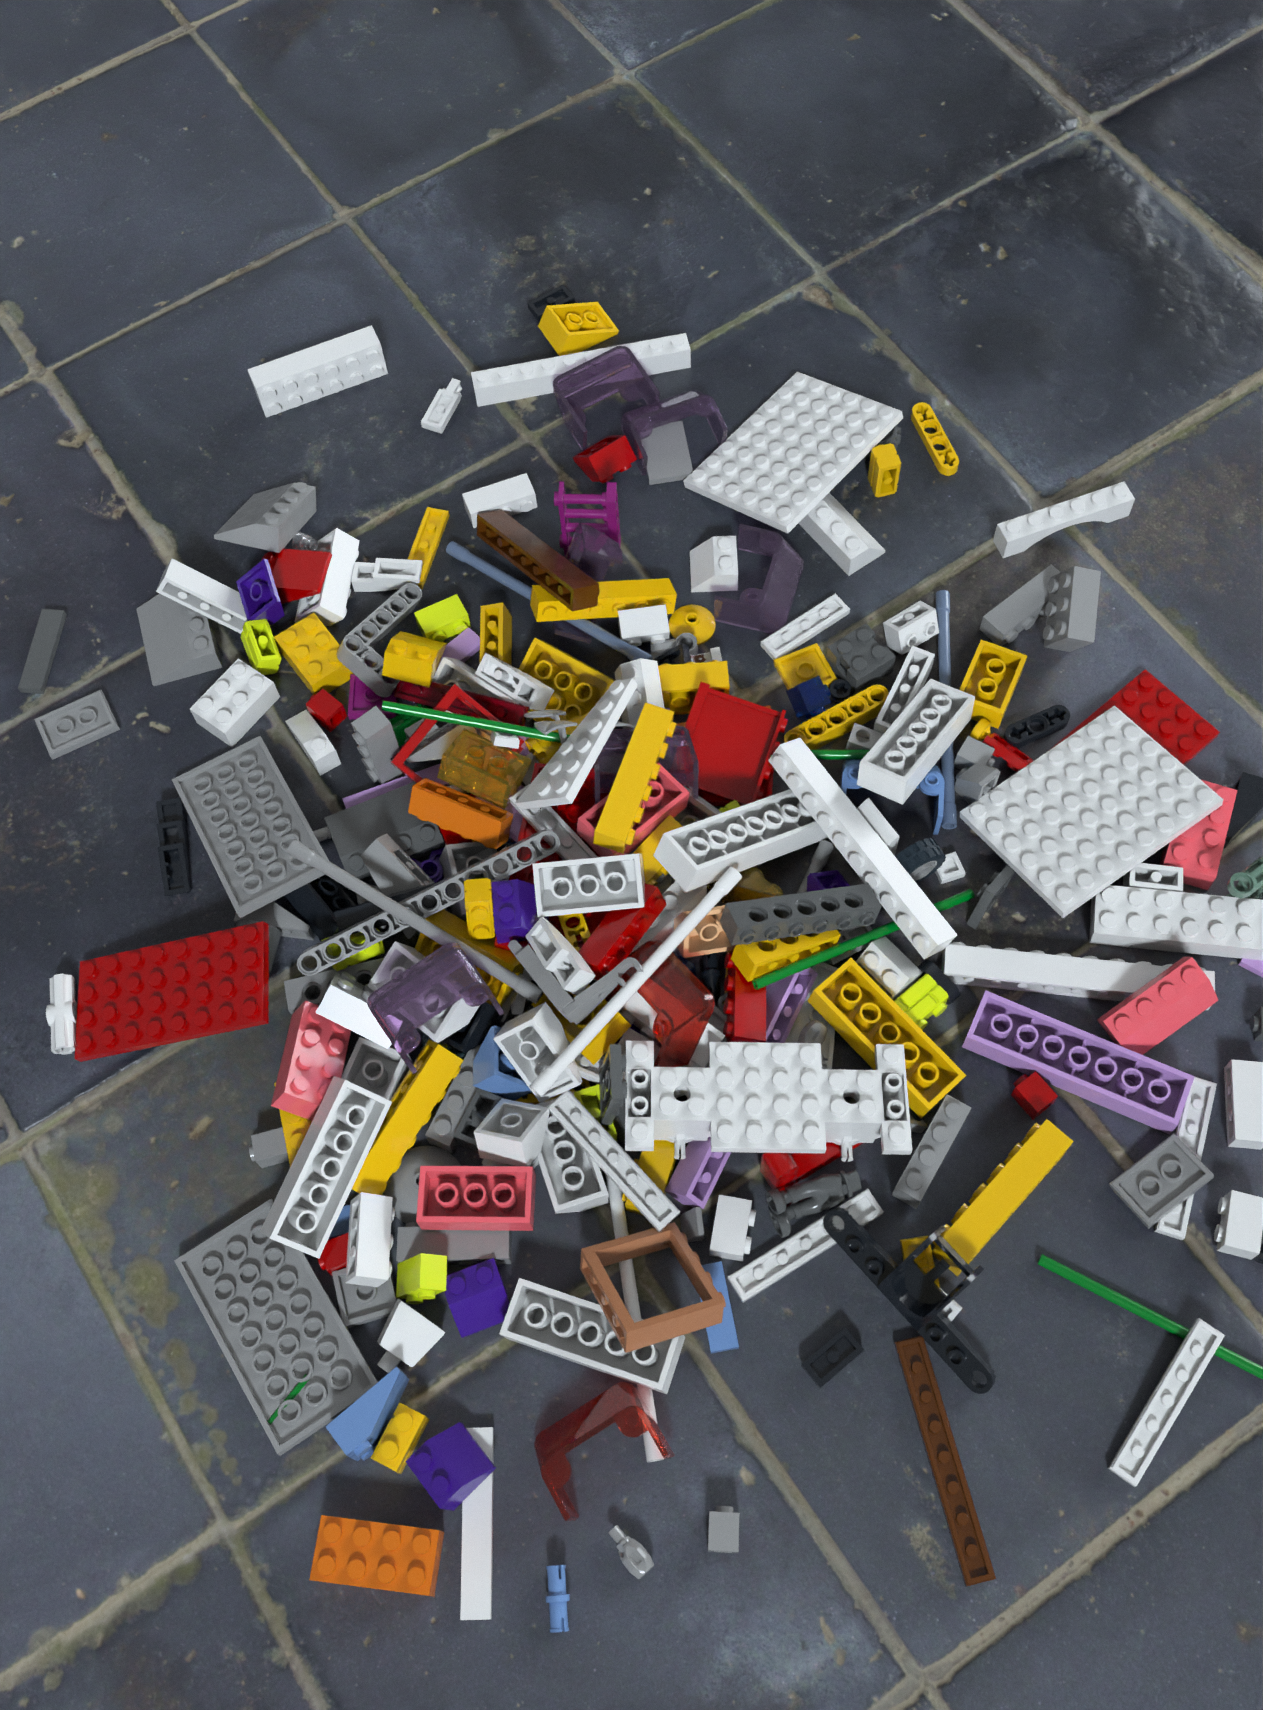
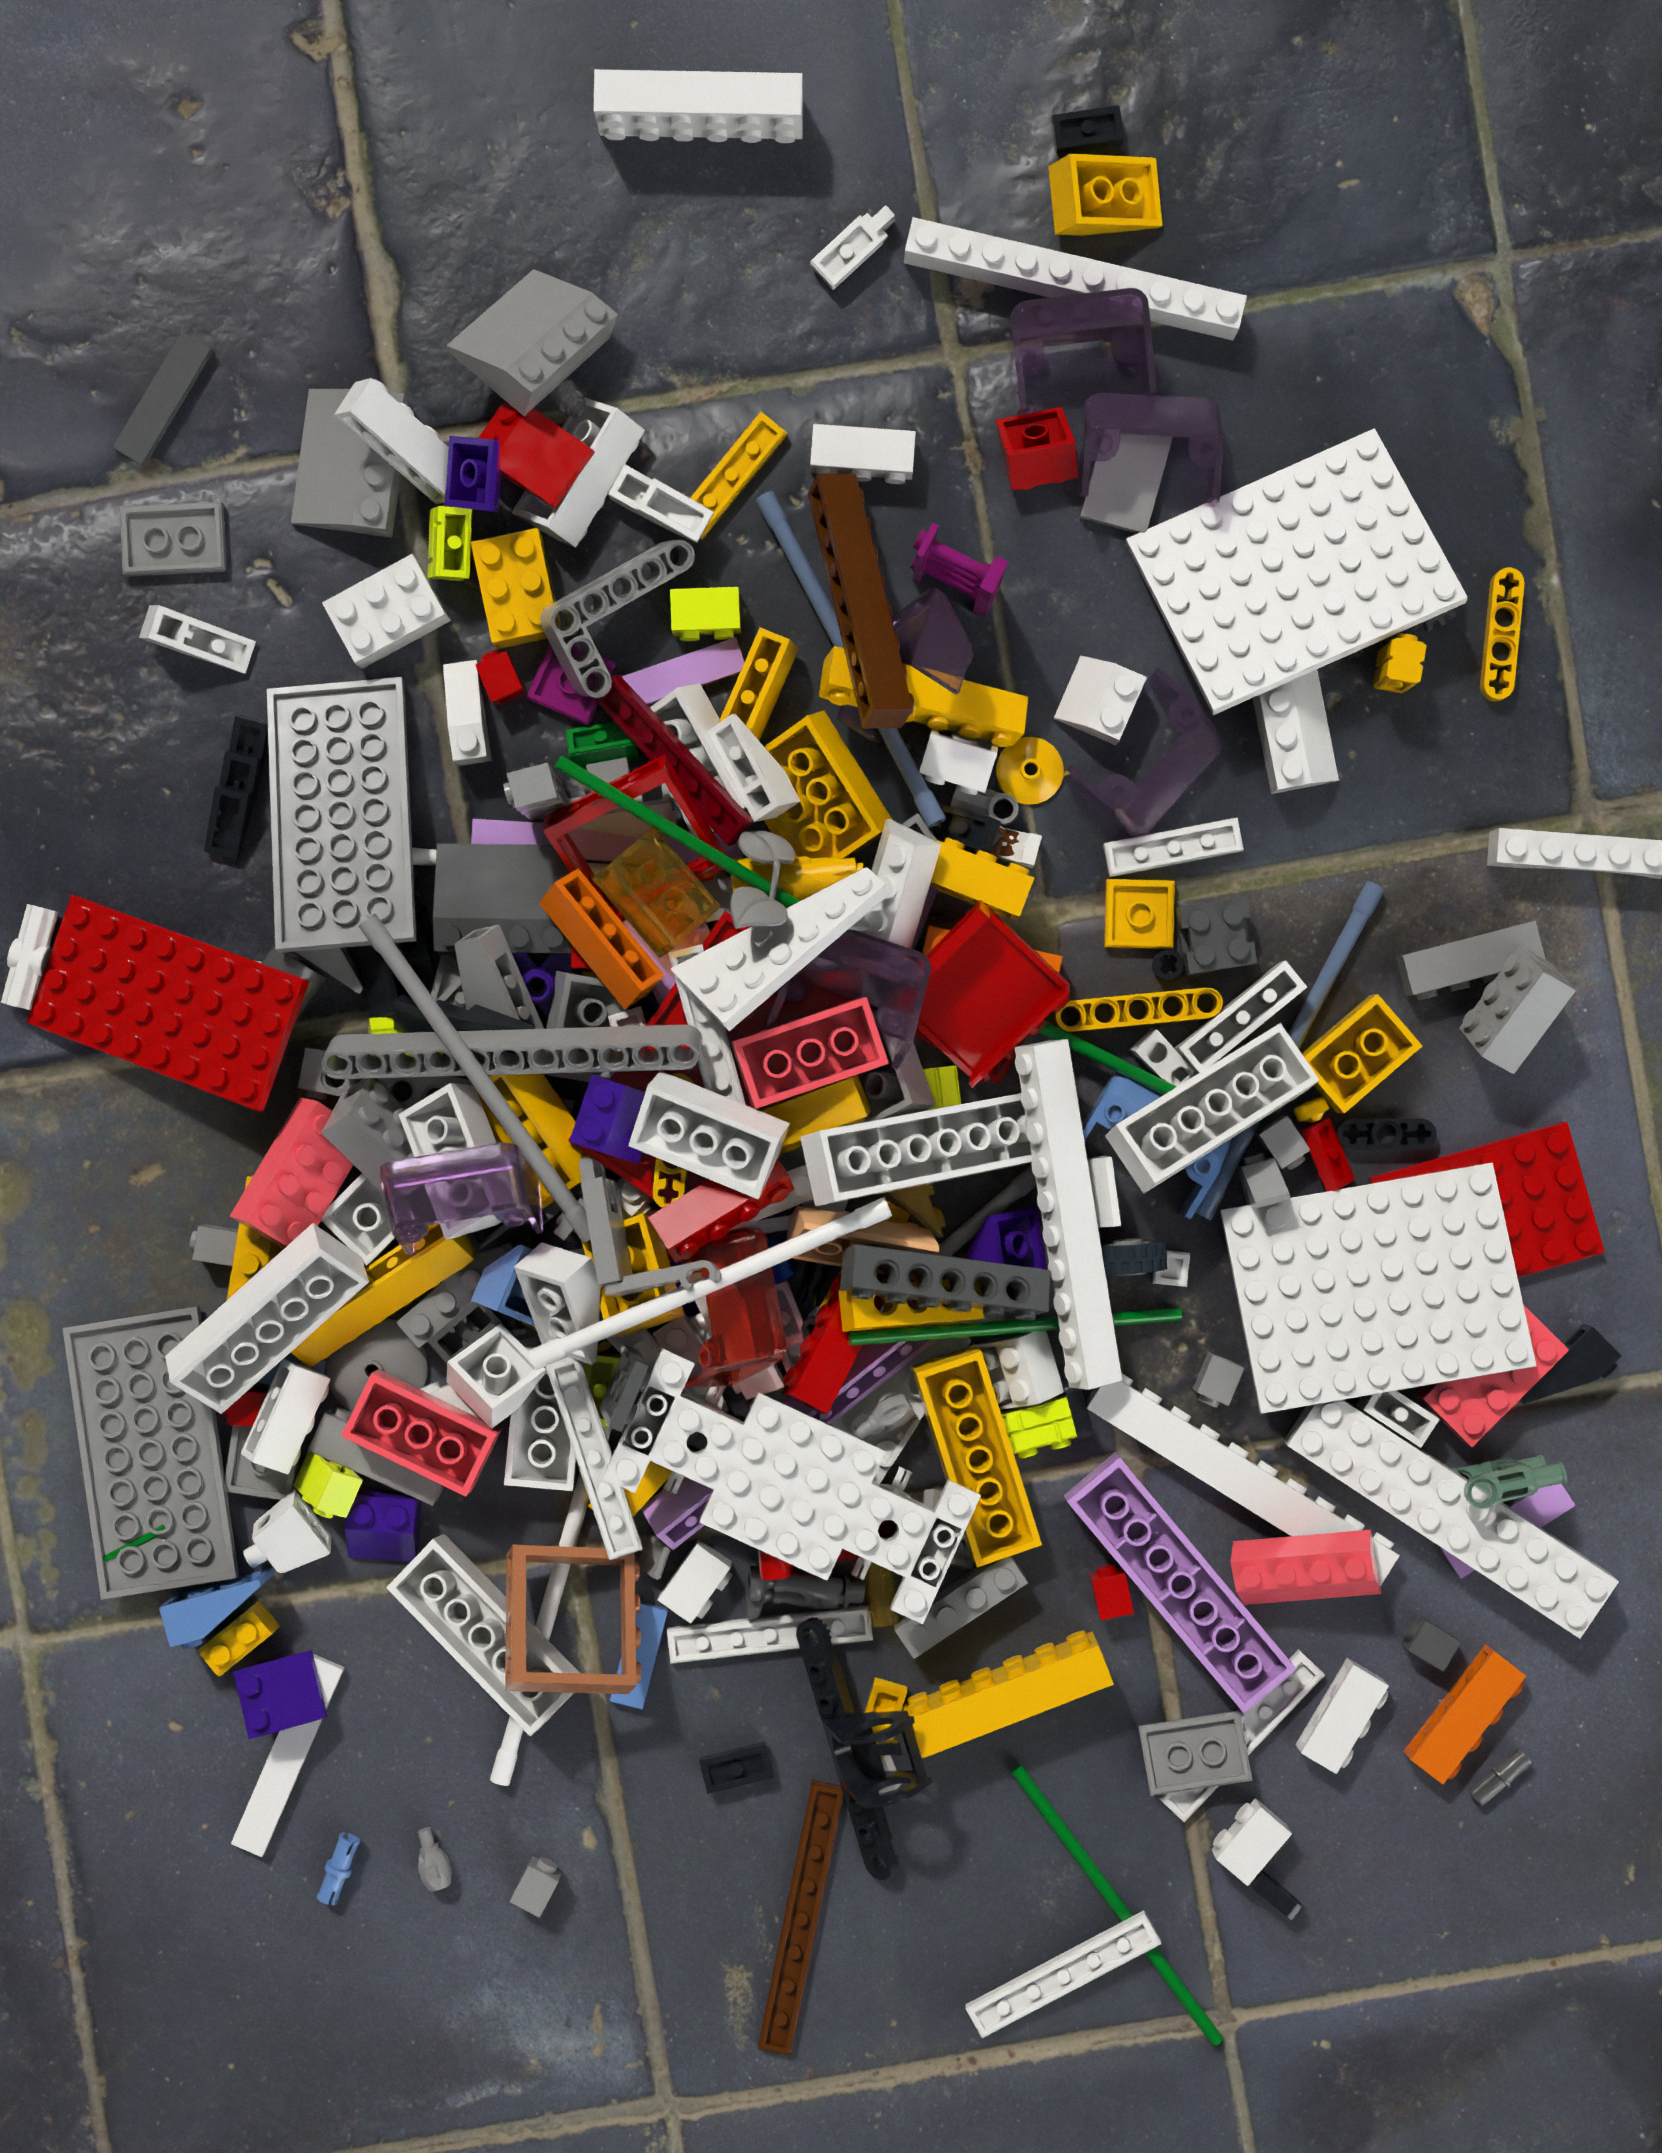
camera: 20 degrees right, 25 degrees up
(111, 770) = (196, 638): none -> white slope
(377, 1555) = (169, 1745): orange brick -> none
(412, 658) = (640, 668): yellow slope -> none
(479, 908) = (564, 1098): yellow brick -> none
(504, 739) = (697, 868): white tile -> none
(559, 957) = (631, 1211): white slope -> none
(617, 1404) = (441, 1721): clear red windscreen -> none
(633, 778) = (826, 1021): yellow brick -> none
(809, 697) = (1118, 969): clear blue brick -> none
(871, 1171) = (880, 1593): none -> clear yellow axle
(911, 627) = (1303, 924): white brick -> none
(989, 894) = (1199, 1334): dark grey wing -> none
(1021, 919) = (1217, 1380): none -> light grey brick

